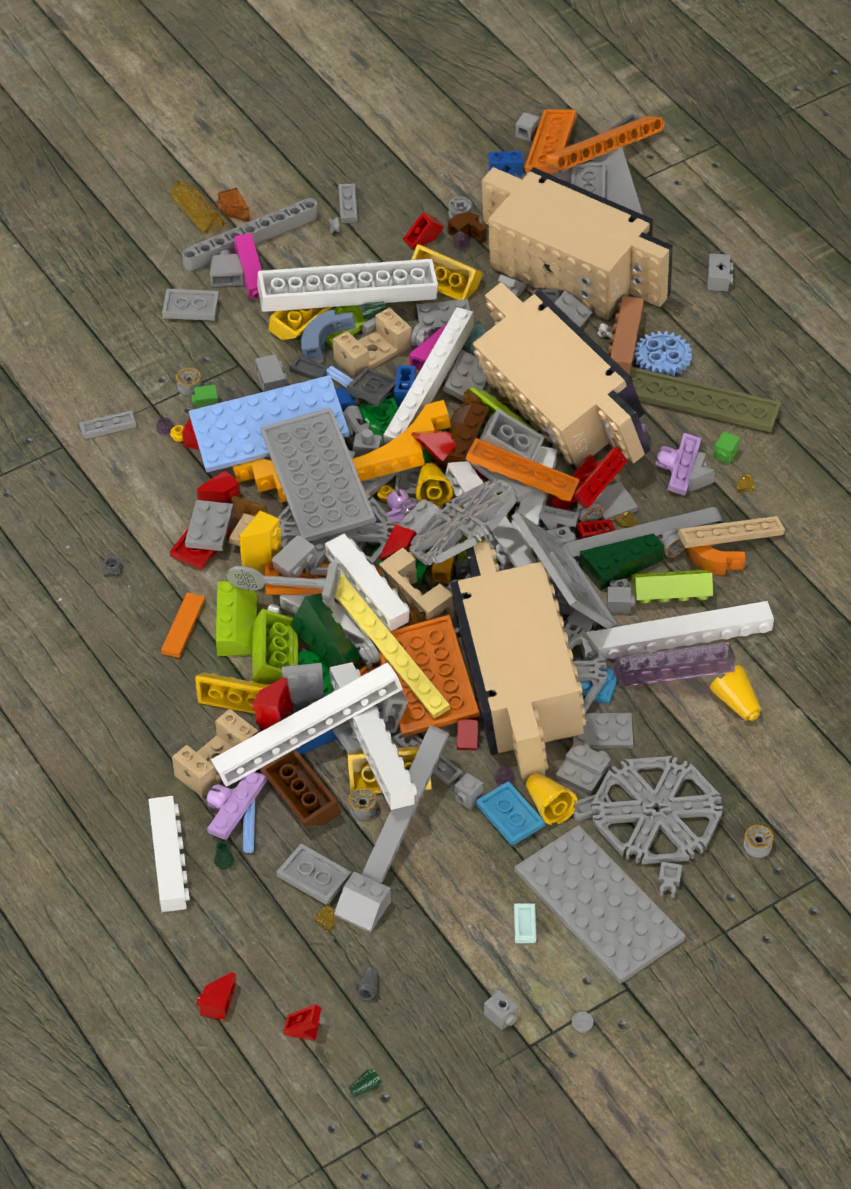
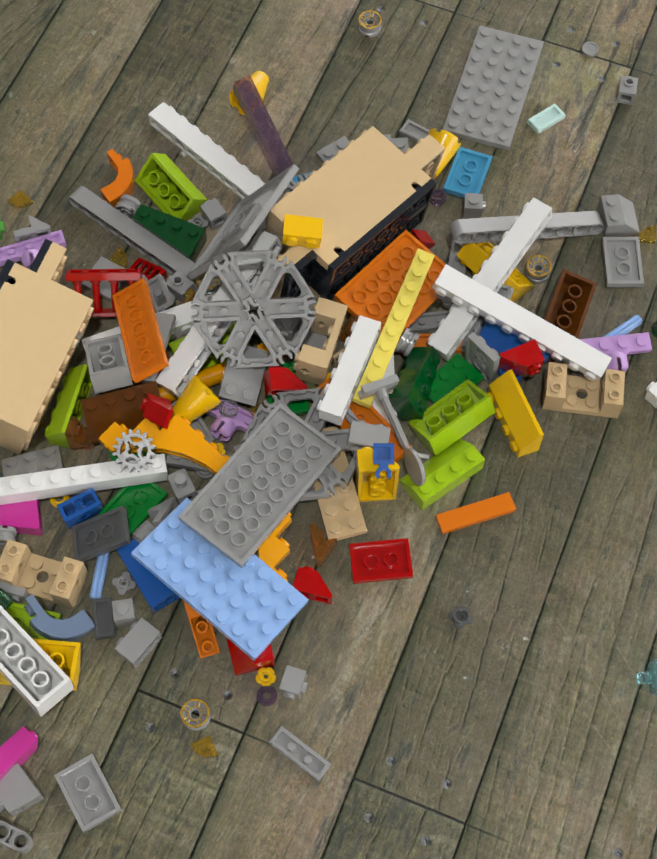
camera: 125 degrees left, 15 degrees up
(158, 442) = (293, 683): none -> light grey brick
(162, 379) = (205, 747): none -> clear yellow tile
(204, 396) = (209, 680): bright green brick -> none
(209, 525) = (362, 560): light grey plate -> none
(254, 525) = (383, 456): none -> blue plate
(299, 373) = (124, 612): none -> light grey brick
(410, 410) = (123, 457): none -> light grey gear
(498, 567) = (302, 231): none -> yellow brick
(663, 797) = (395, 82): light grey plate -> none
(669, 877) = (440, 57): light grey plate -> none
(731, 532) = (92, 169): tan plate -> none

